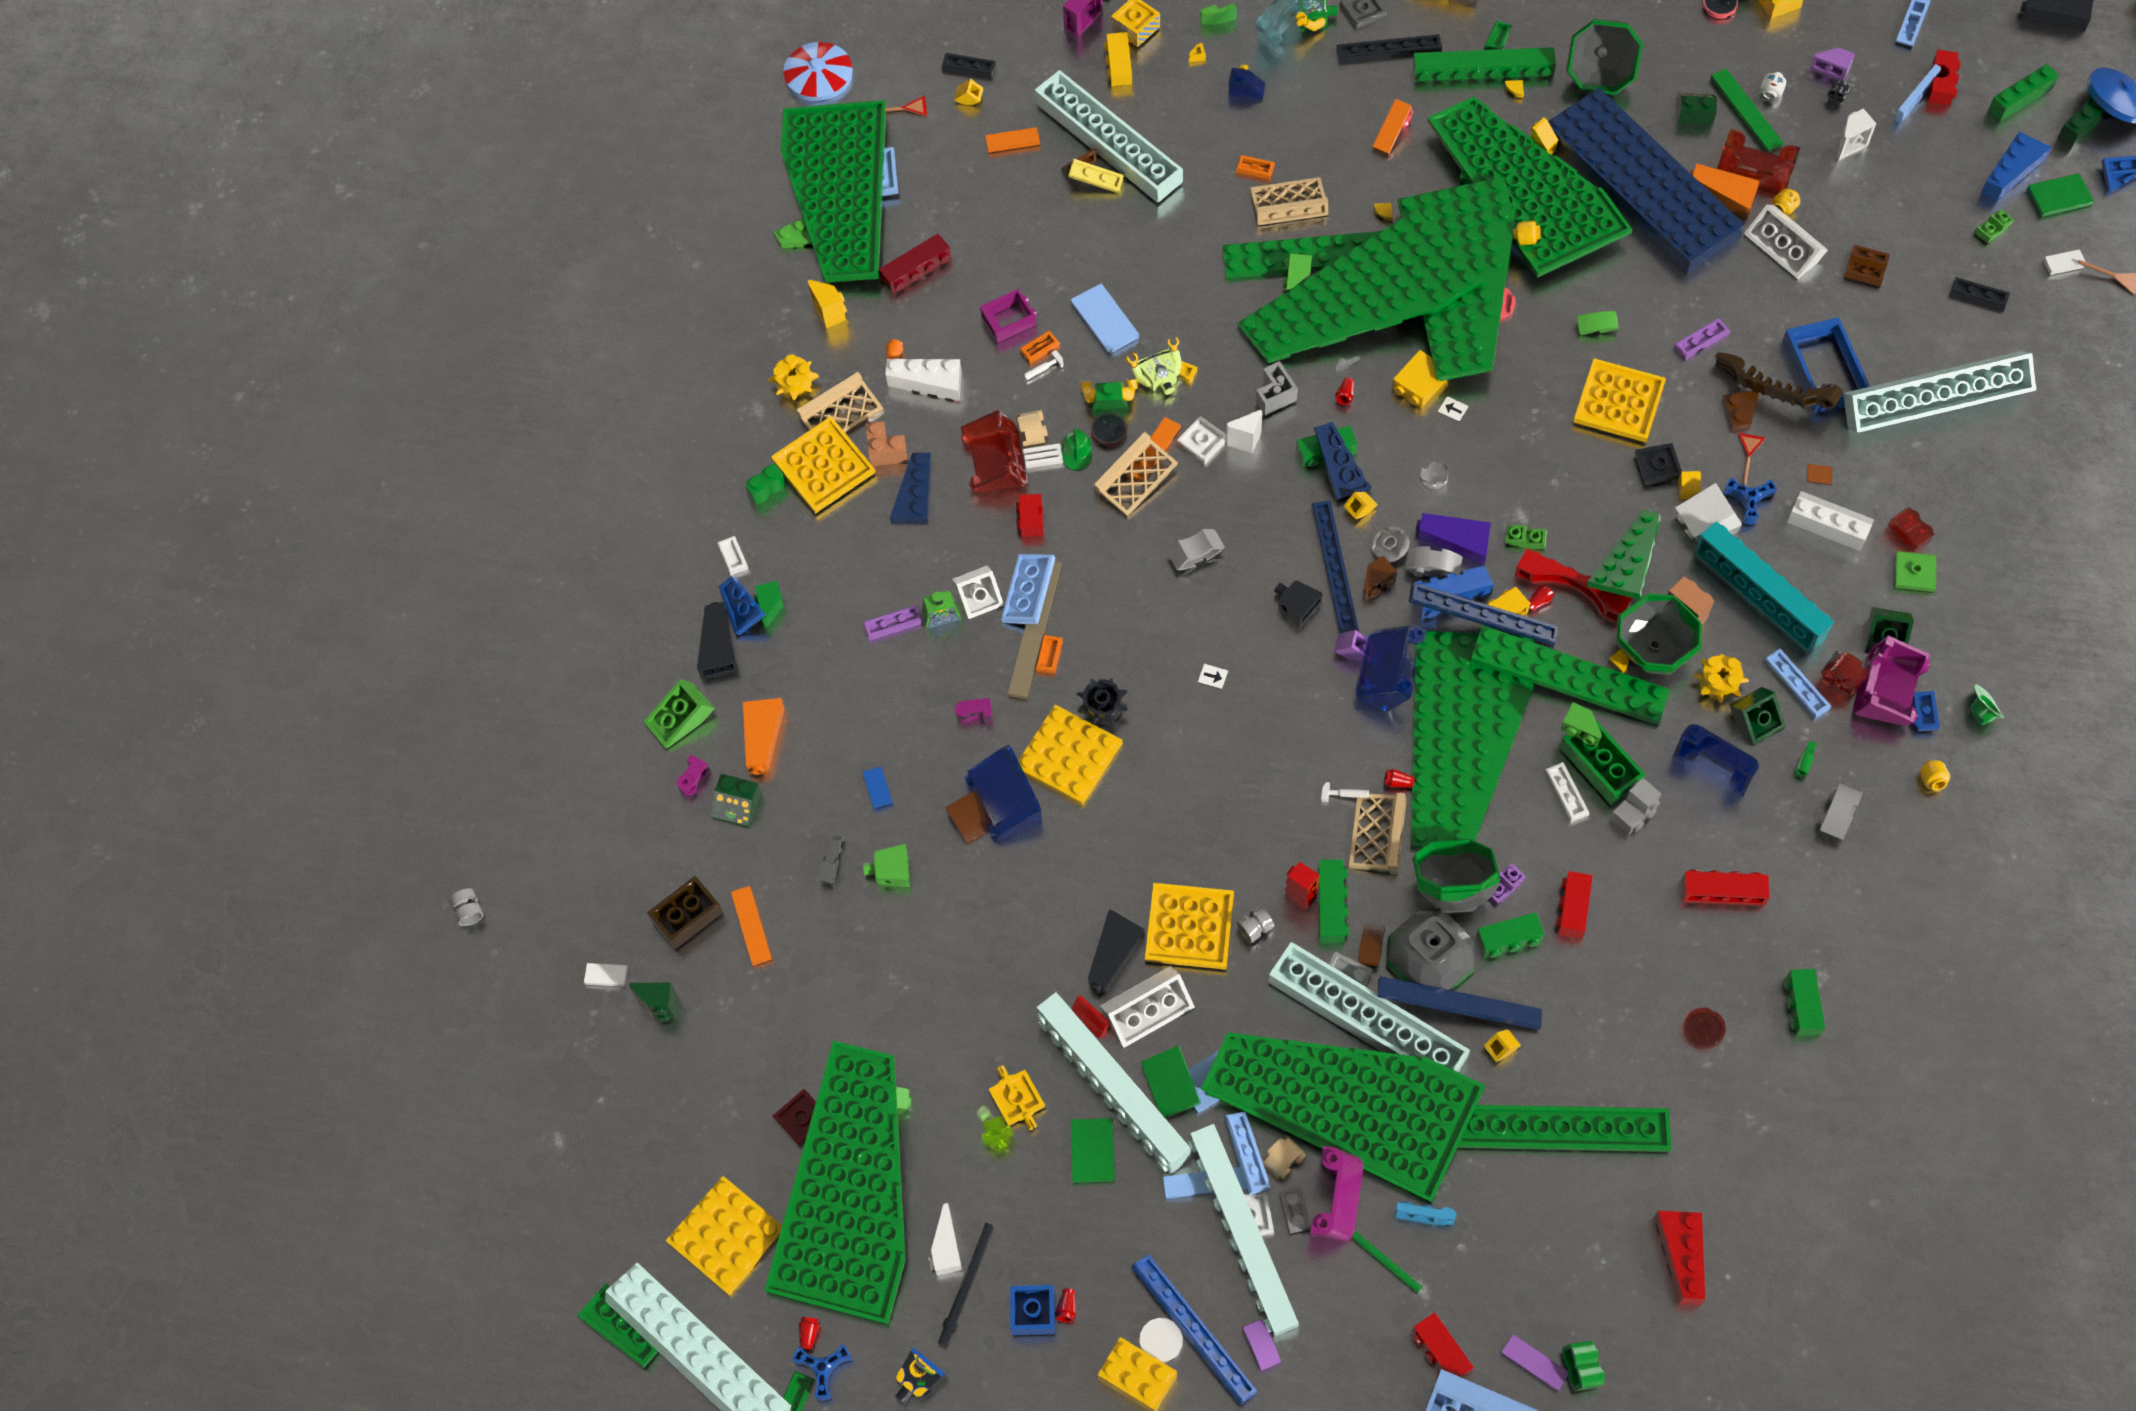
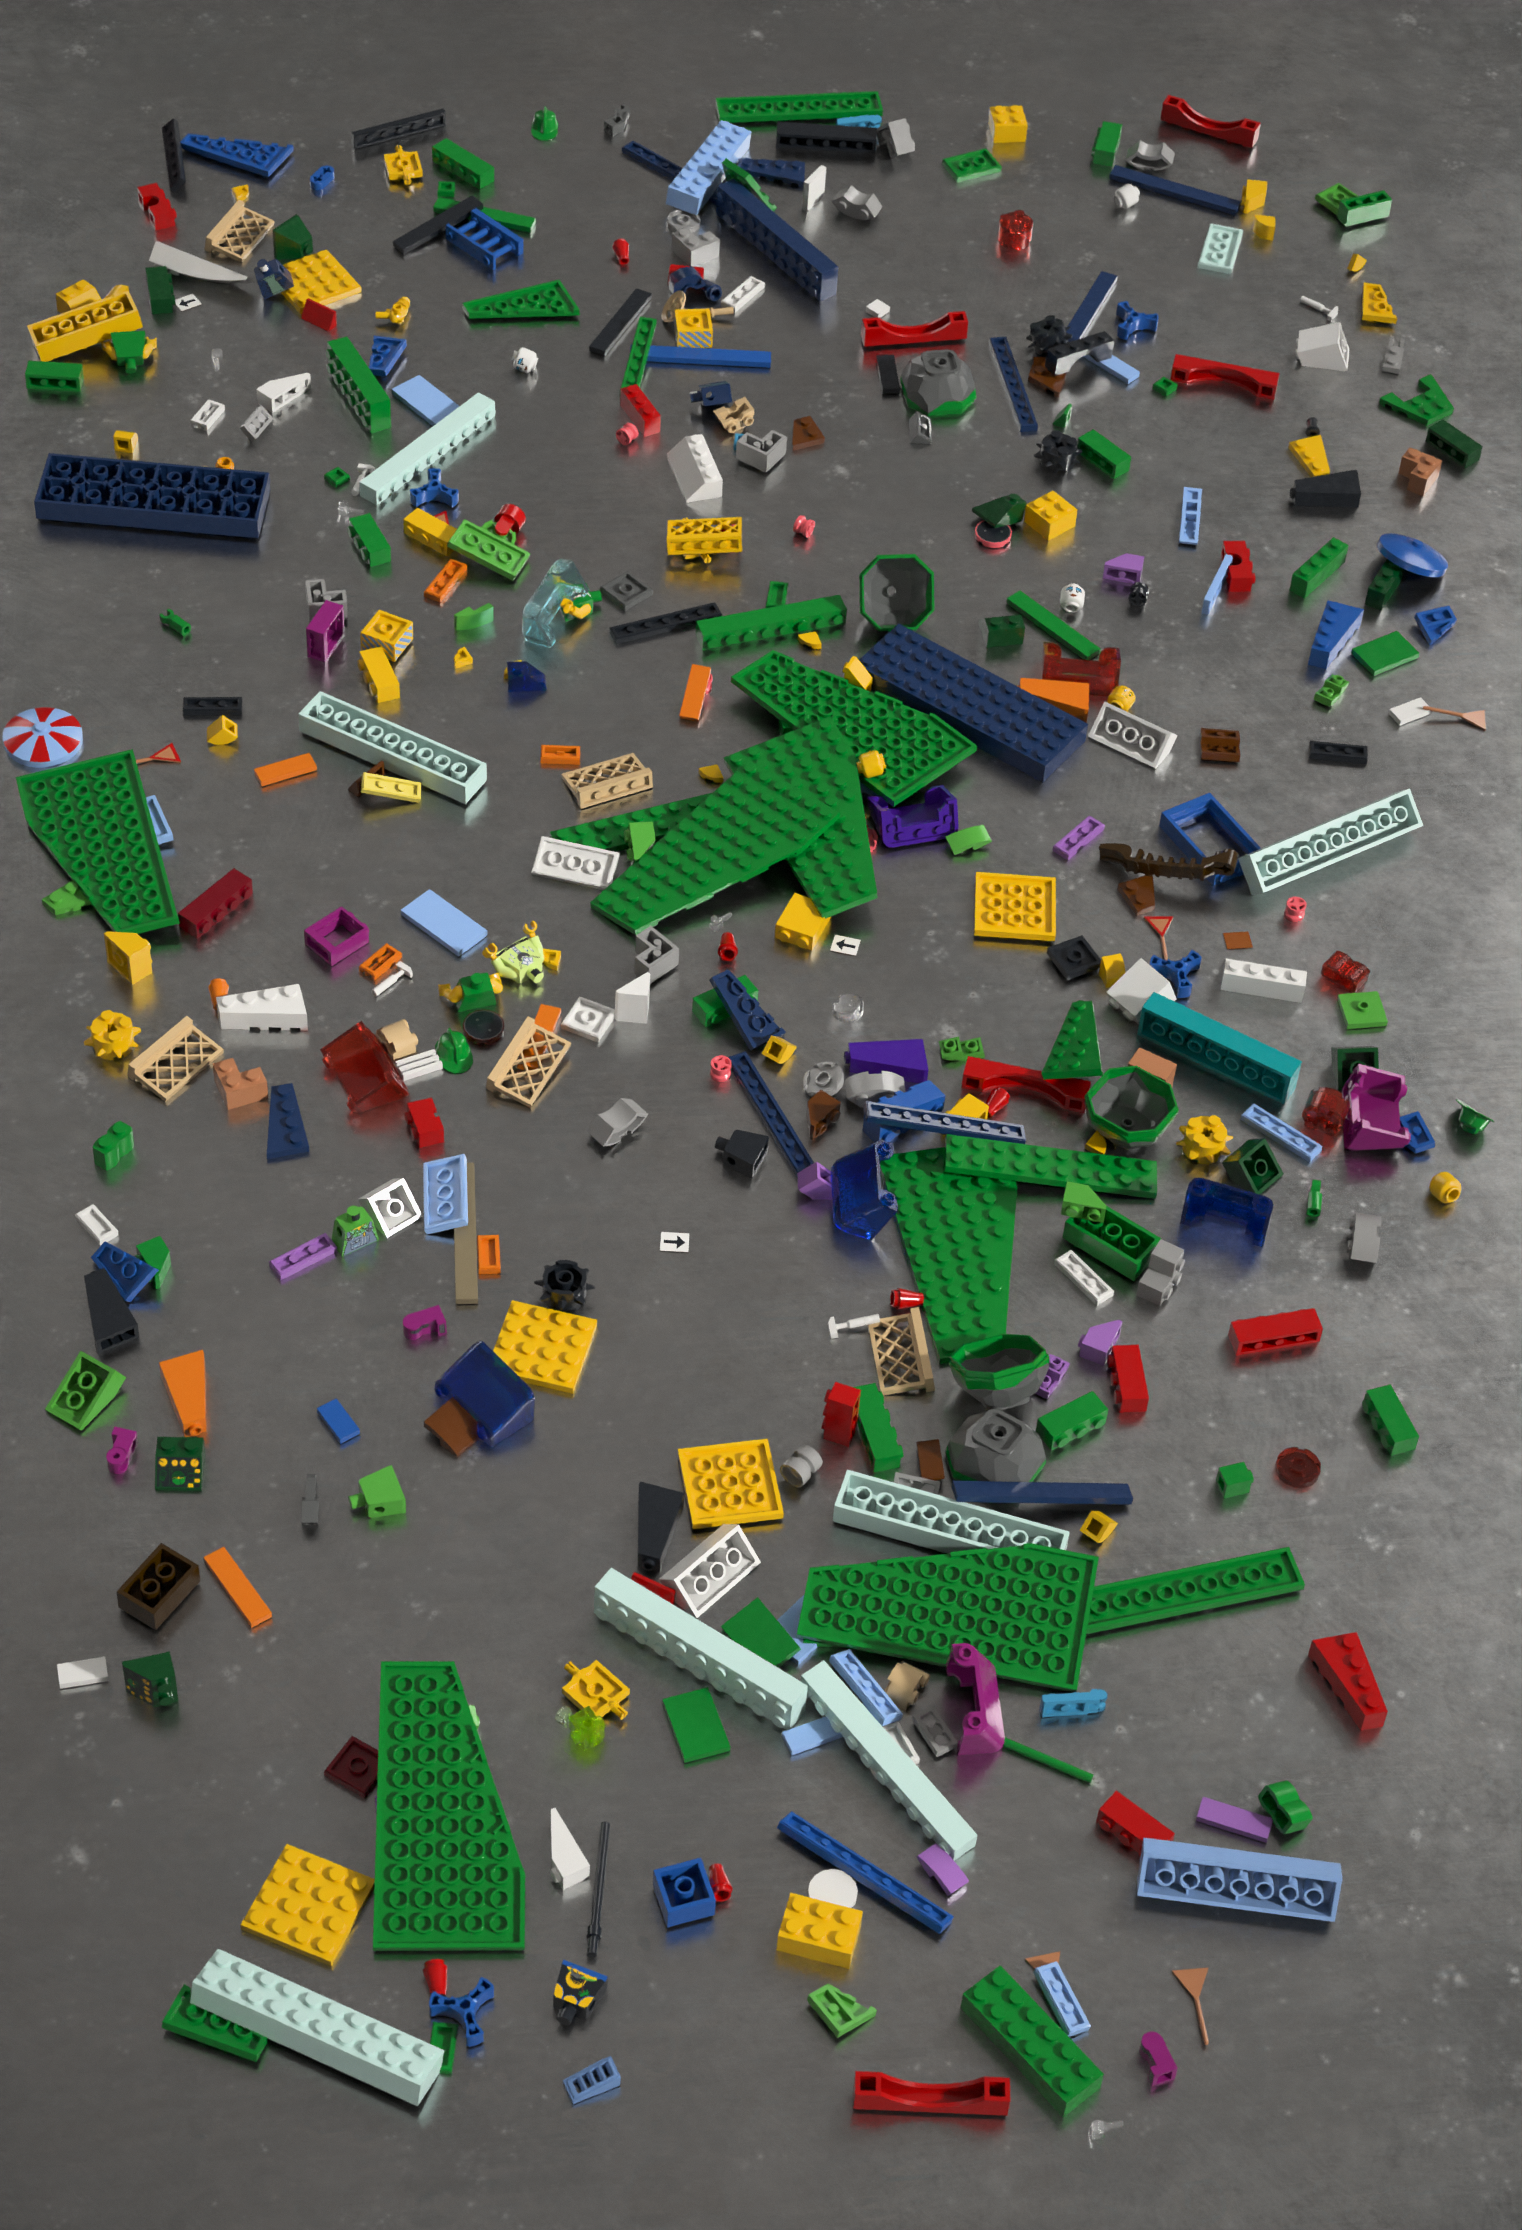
camera: 25 degrees left, 15 degrees down
(823, 464) = (174, 1114): yellow plate -> none
(1235, 281) = (575, 863): none -> white tile
(1303, 508) = (720, 1068): none -> coral wheel
(1554, 294) = (916, 822): none -> dark purple windscreen
(1560, 861) = (1099, 1341): none -> medium lavender slope
(1640, 1028) = (1234, 1480): none -> green brick
(1855, 133) = (1169, 626): white slope -> none
(1887, 449) = (1295, 909): none -> coral wheel

